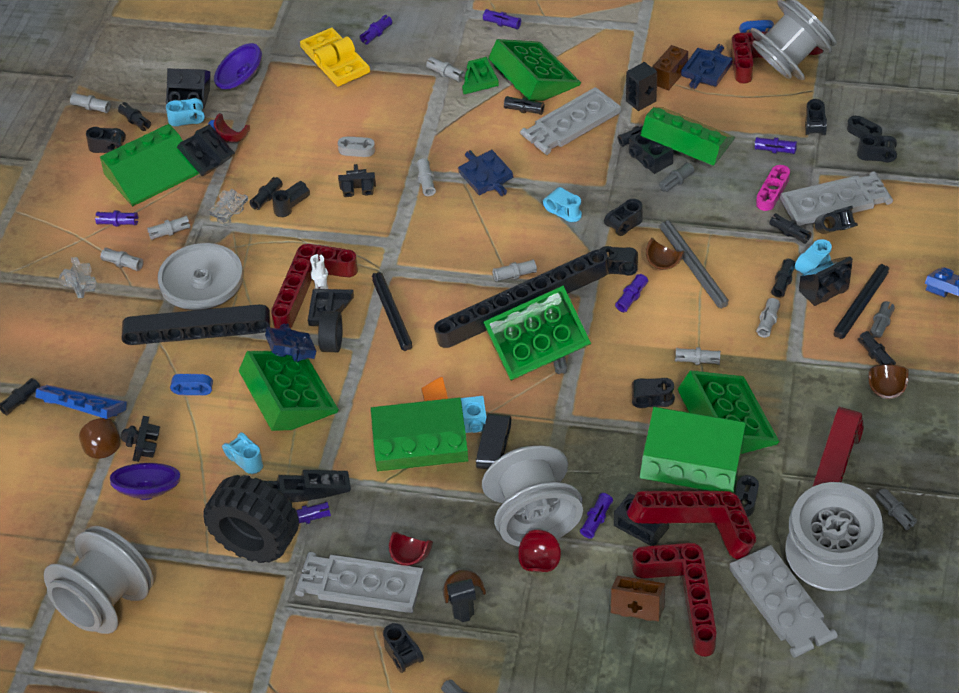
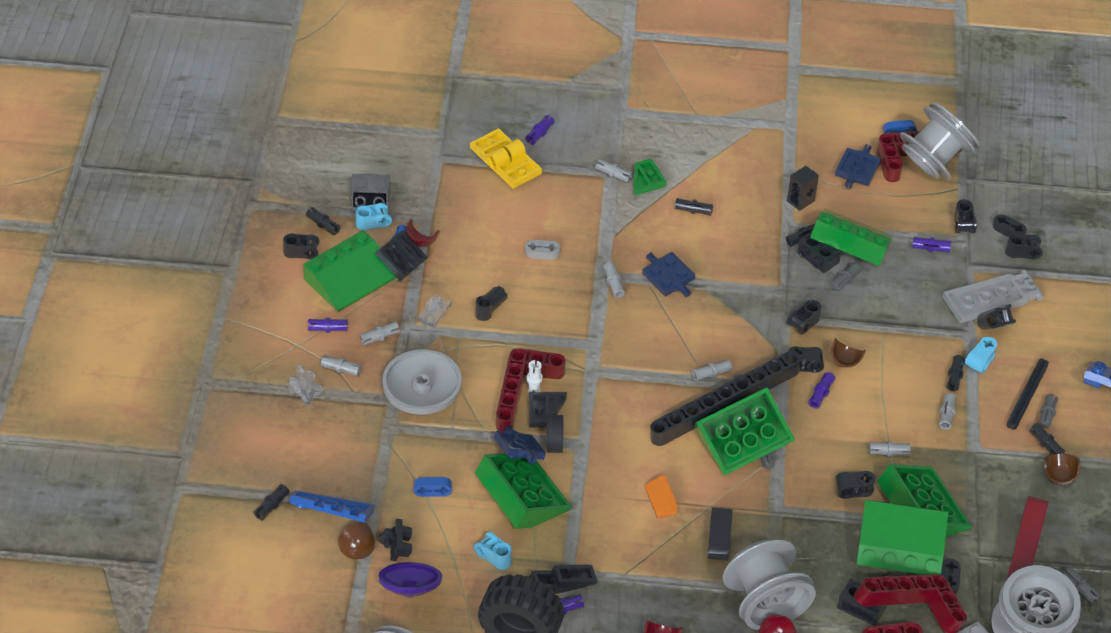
camera: 10 degrees left, 0 degrees up
(90, 102) = (277, 207): light grey pin -> none
(195, 324) = (424, 429): black beam -> none
(238, 66) = (416, 170): dark purple dish -> none
(265, 193) = (465, 297): black pin -> none
(357, 179) = (550, 282): black hips -> none
(392, 311) = (604, 411): black axle -> none
(419, 434) = (652, 528): green slope -> none
(473, 413) = (698, 509): medium azure brick -> none
(502, 19) = (658, 118): dark purple pin -> none
(532, 69) = (696, 170): green slope -> none
(563, 204) = (745, 304): medium azure piece -> none
(571, 120) = (740, 221): light grey hinge -> none
(592, 523) = (822, 599): dark purple pin -> none
(670, 66) = (826, 166): reddish brown brick -> none
(695, 265) = (876, 364): dark grey axle -> none
(772, 180) = (936, 292): dark pink beam -> none
(790, 228) = (955, 325): black pin -> none
(826, 280) = (995, 375): black slope -> none

